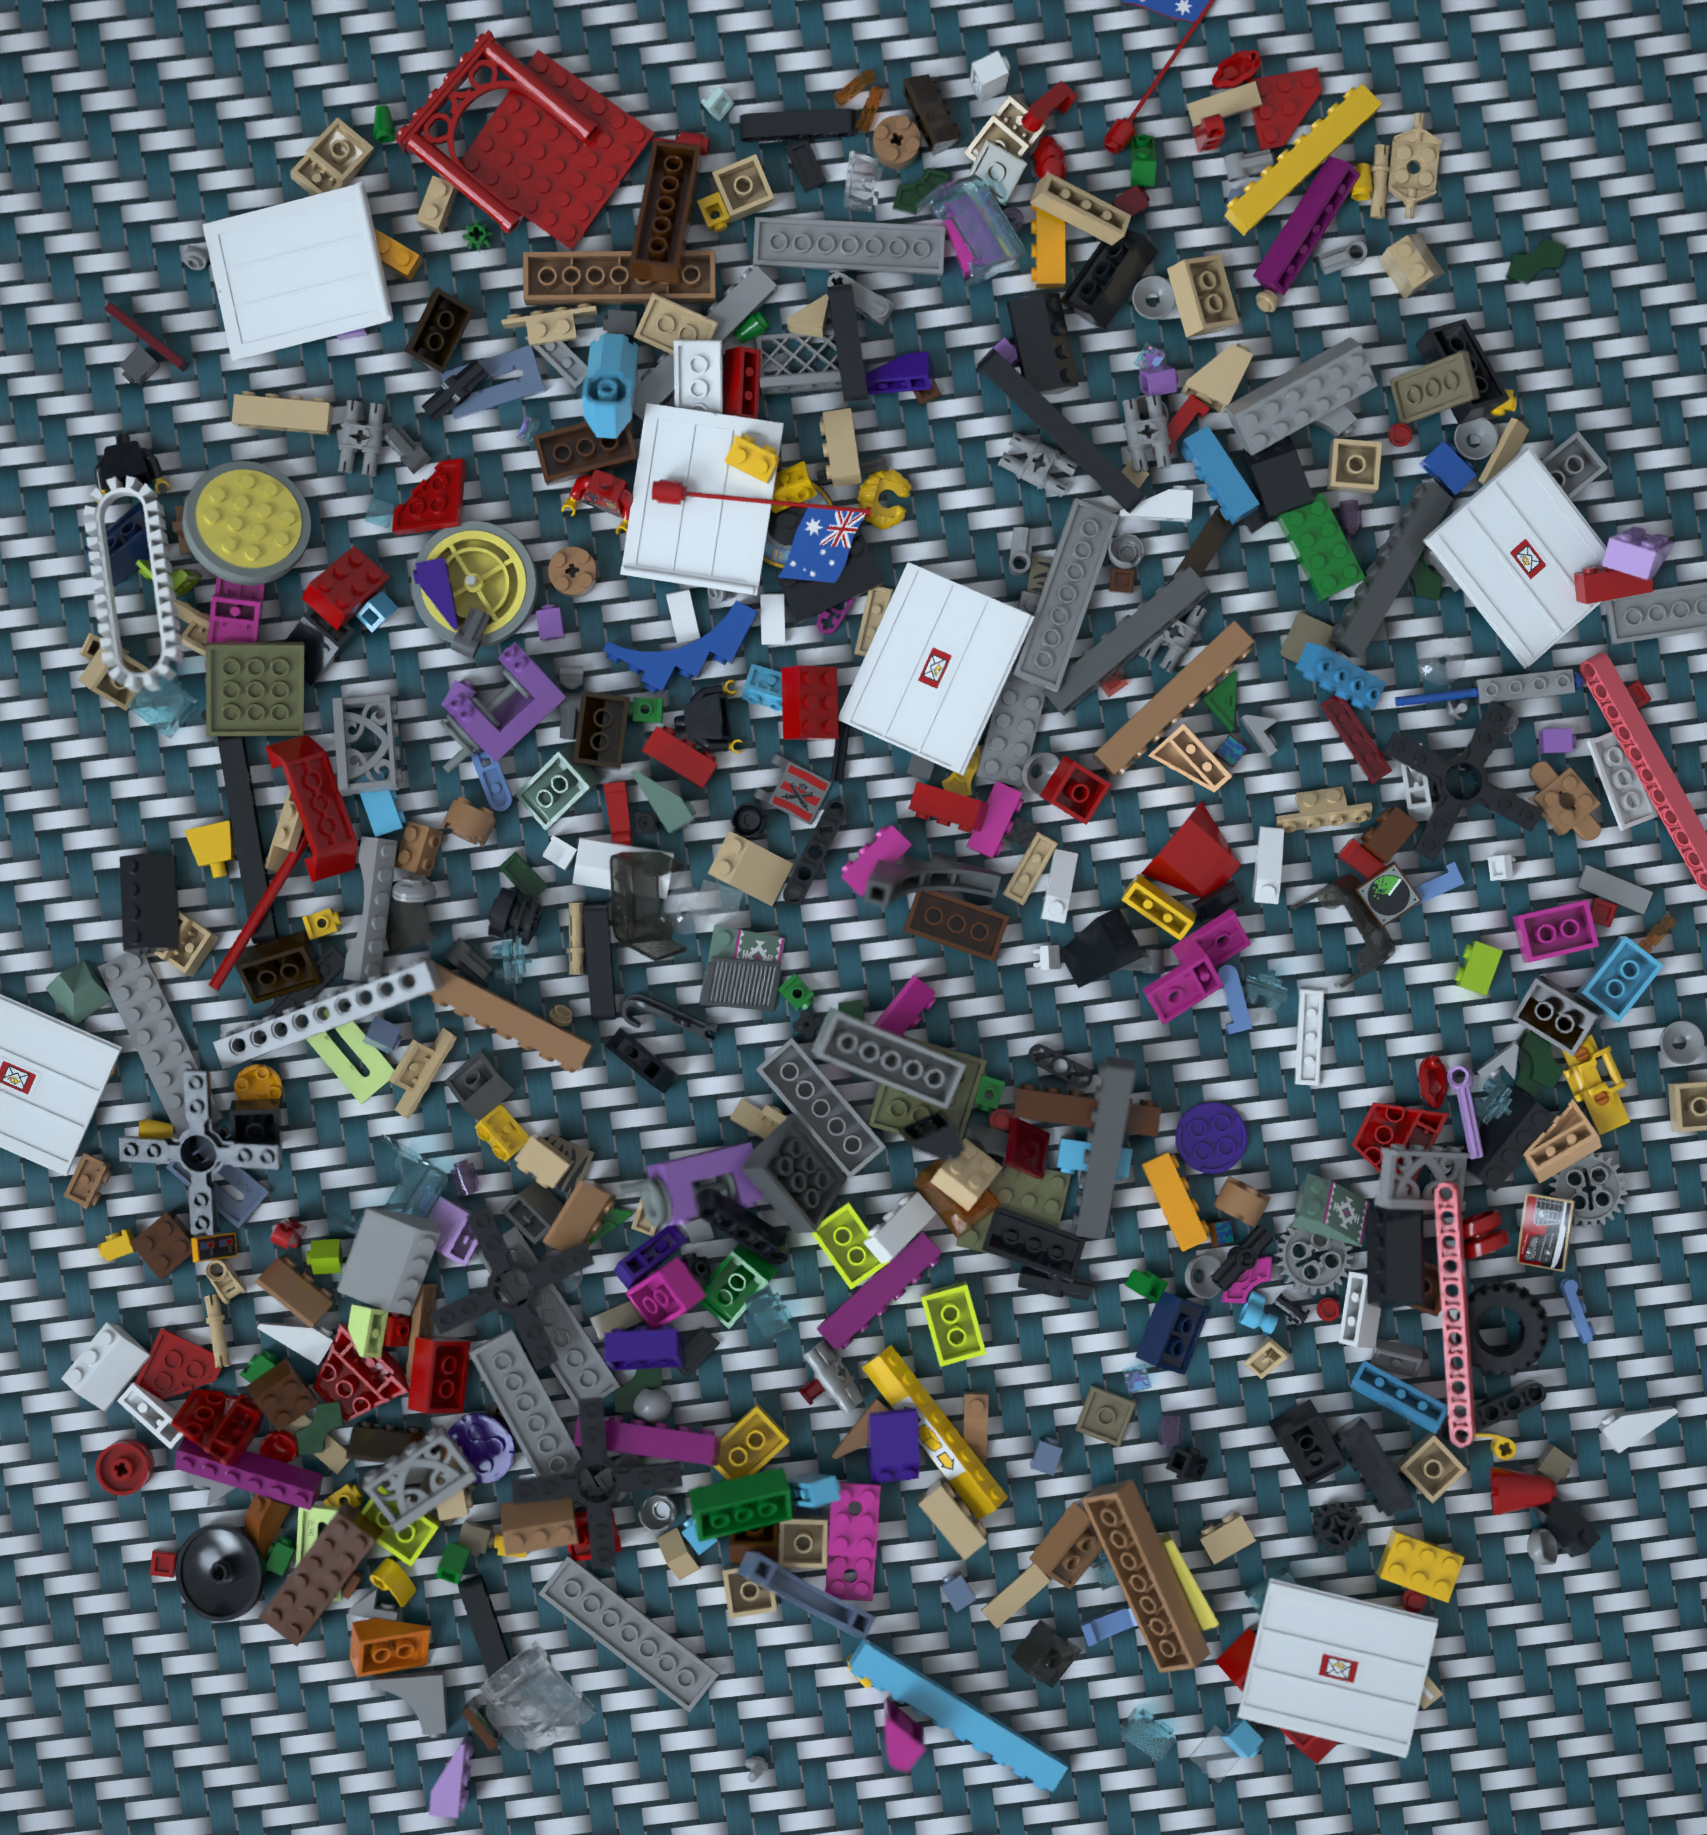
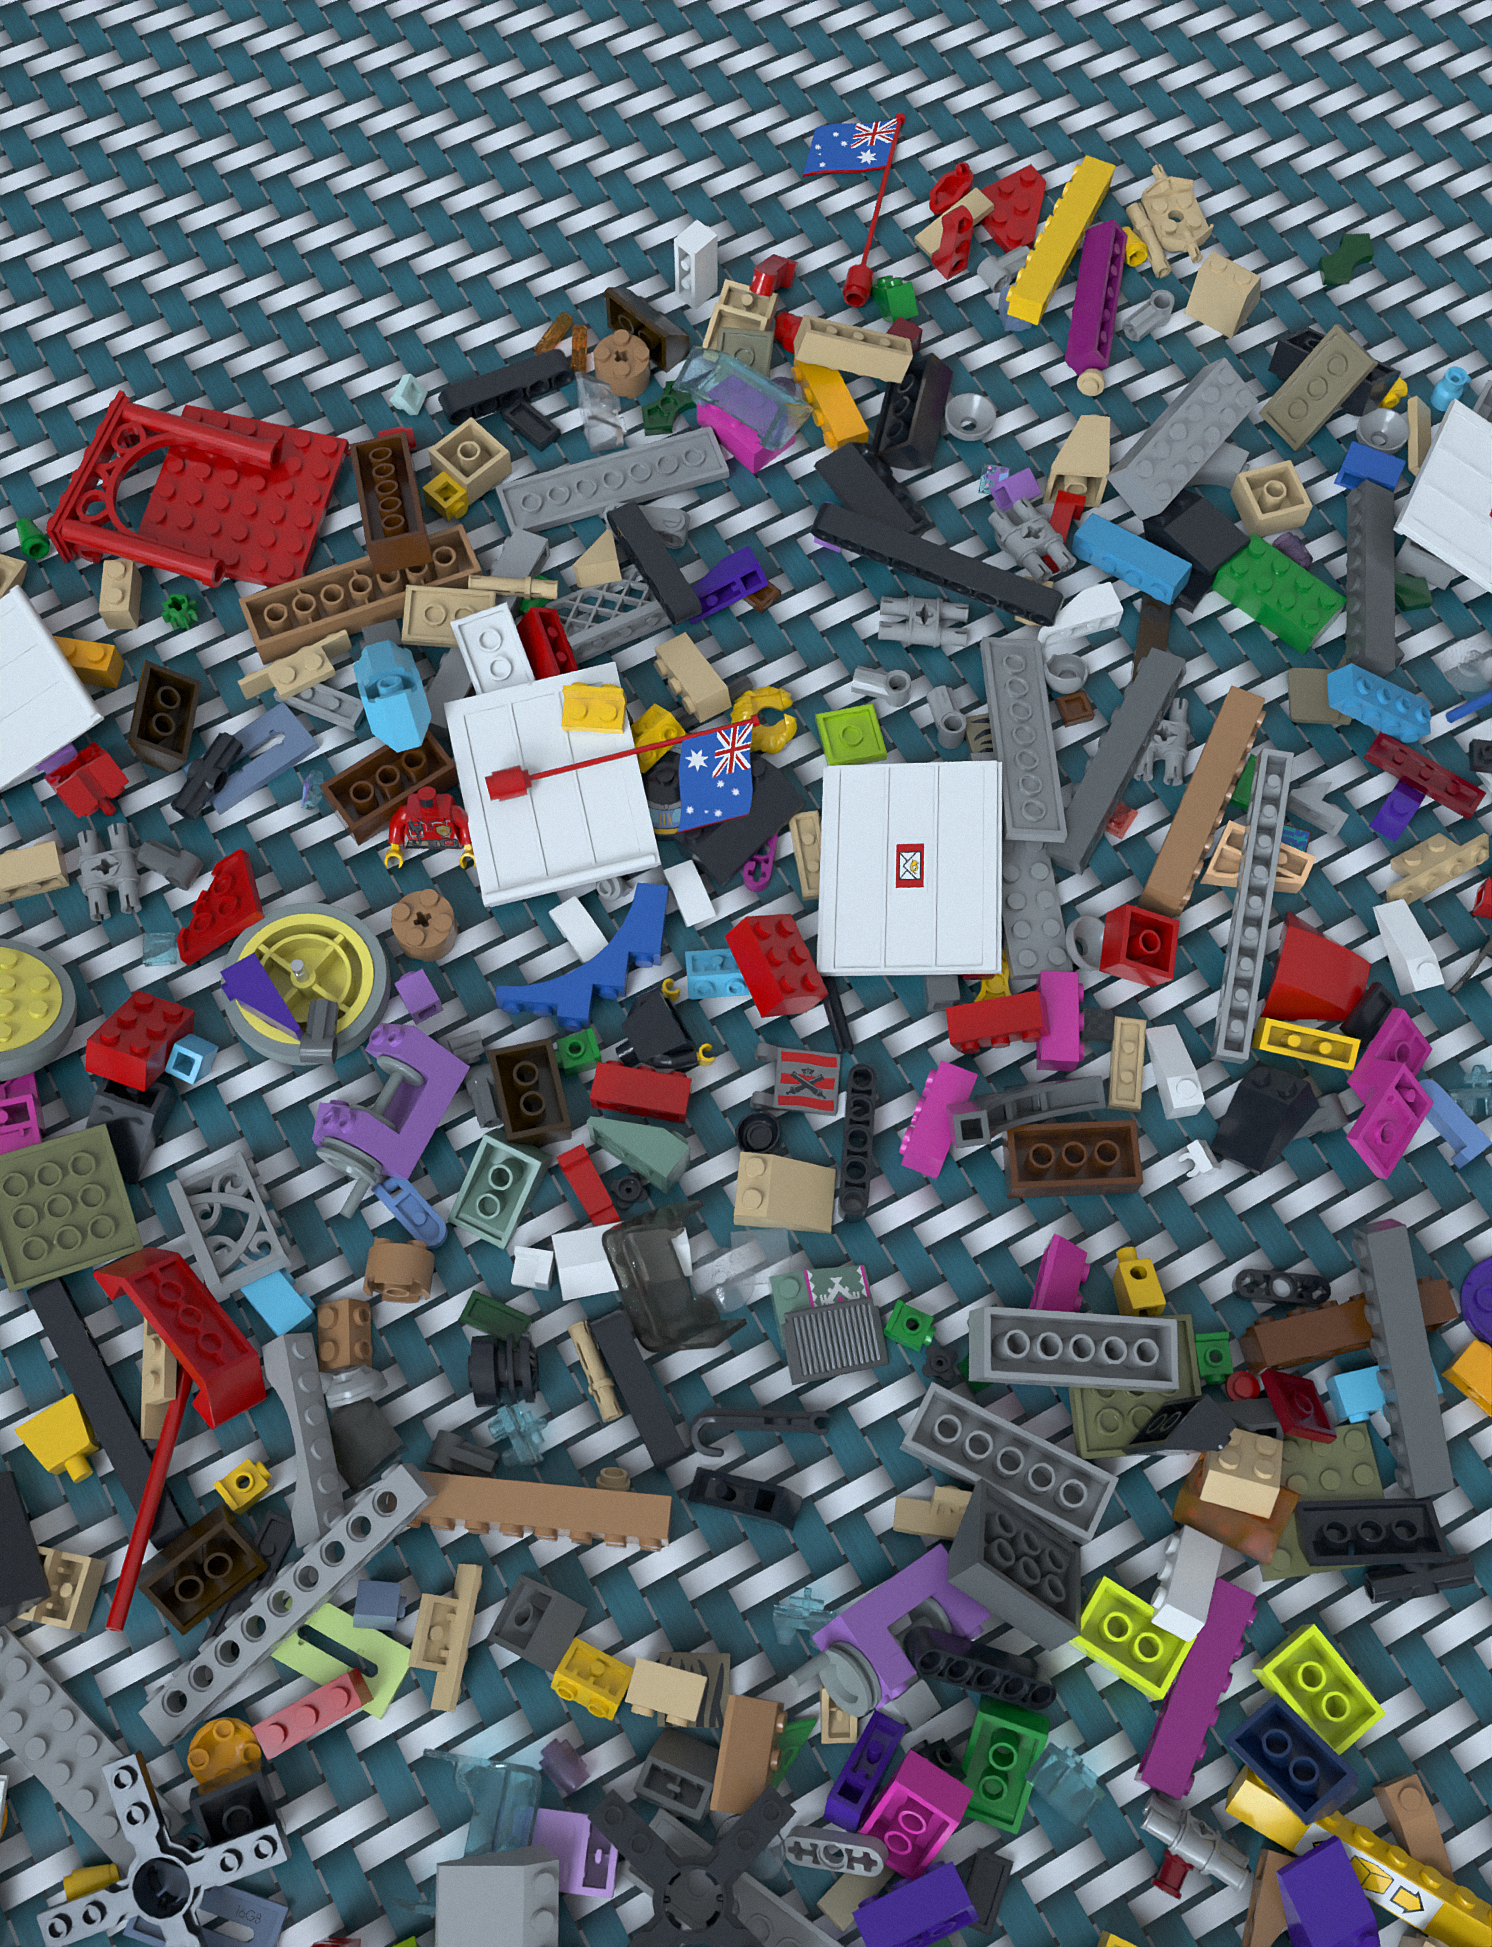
camera: 25 degrees left, 20 degrees down
(320, 1085) = (312, 1713): none -> brick
(366, 362) = (87, 782): none -> red brick
(625, 1302) = (850, 1843): none -> light grey beam
(648, 1147) = (790, 1618): none -> clear light blue hips
(735, 321) = (518, 587): none -> tan pin
(912, 1357) = (1293, 1761): none -> dark blue slope
(943, 538) = (851, 736): none -> lime tile
(959, 1037) = (1137, 1285): none -> yellow torso
(981, 504) = (880, 685): none -> light grey piece
(1165, 796) = (1252, 906): none -> light grey brick
(1203, 295) = (1023, 392): tan brick -> none
(1322, 756) = (1397, 811): none -> dark purple slope
(1400, 434) = (1301, 457): red plate -> none
(1551, 420) = (1450, 387): none -> medium azure piece

